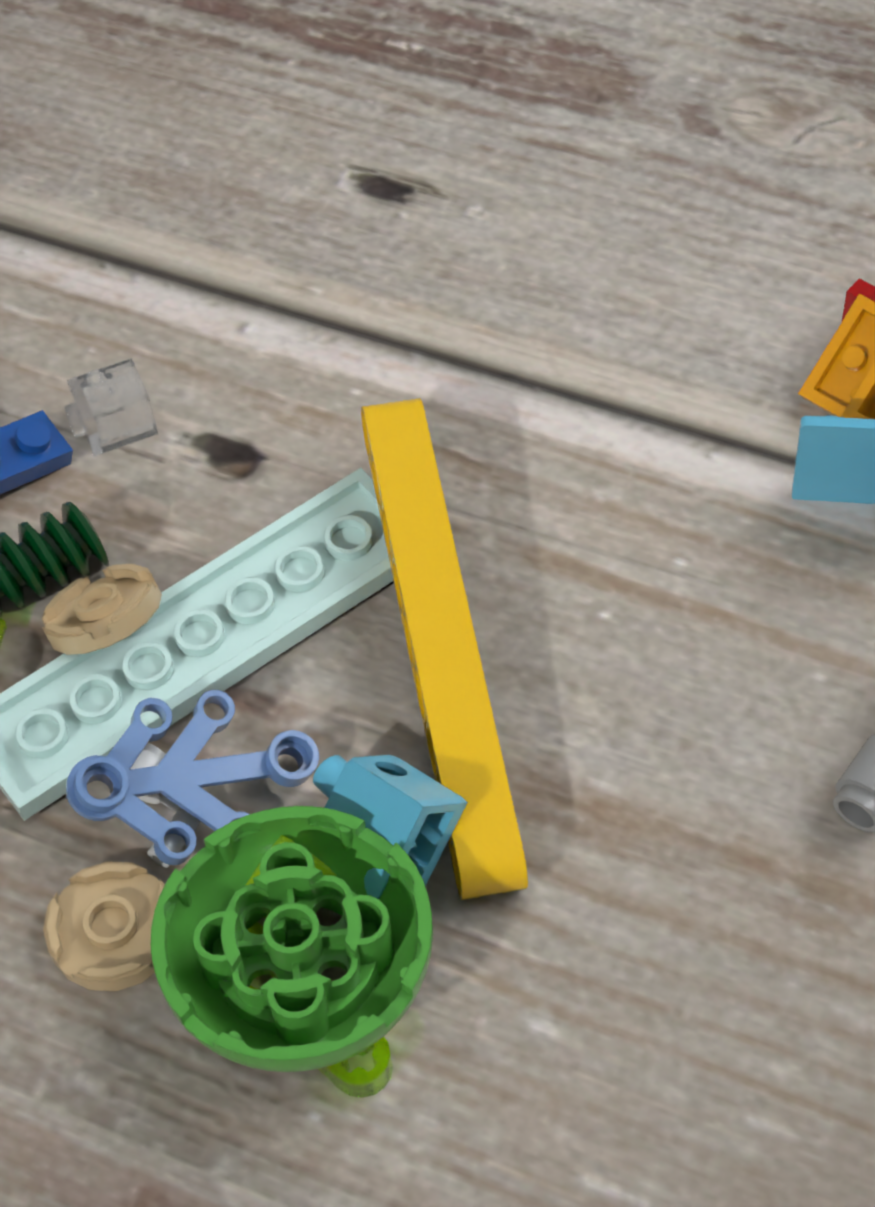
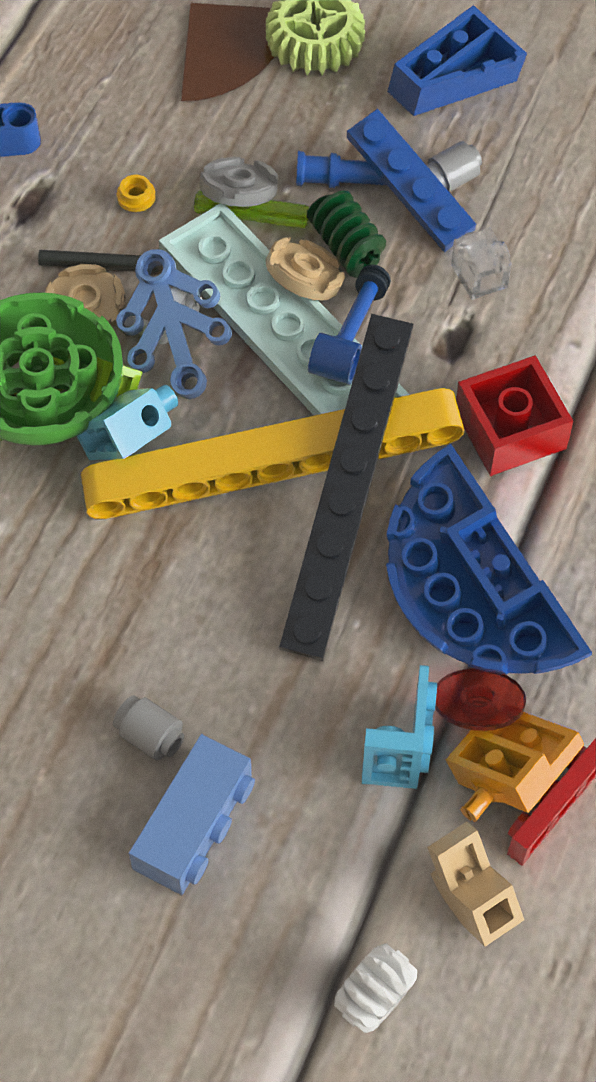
camera: 85 degrees right, 5 degrees up
(33, 912) = (74, 258): none -> pearl dark grey bar
(275, 558) = (338, 355): none -> blue piece
(378, 357) = (513, 415): none -> red brick
(507, 525) = (346, 488): none -> black plate
(630, 421) = (469, 582): none -> blue brick
(777, 407) = (479, 699): none -> clear red dish

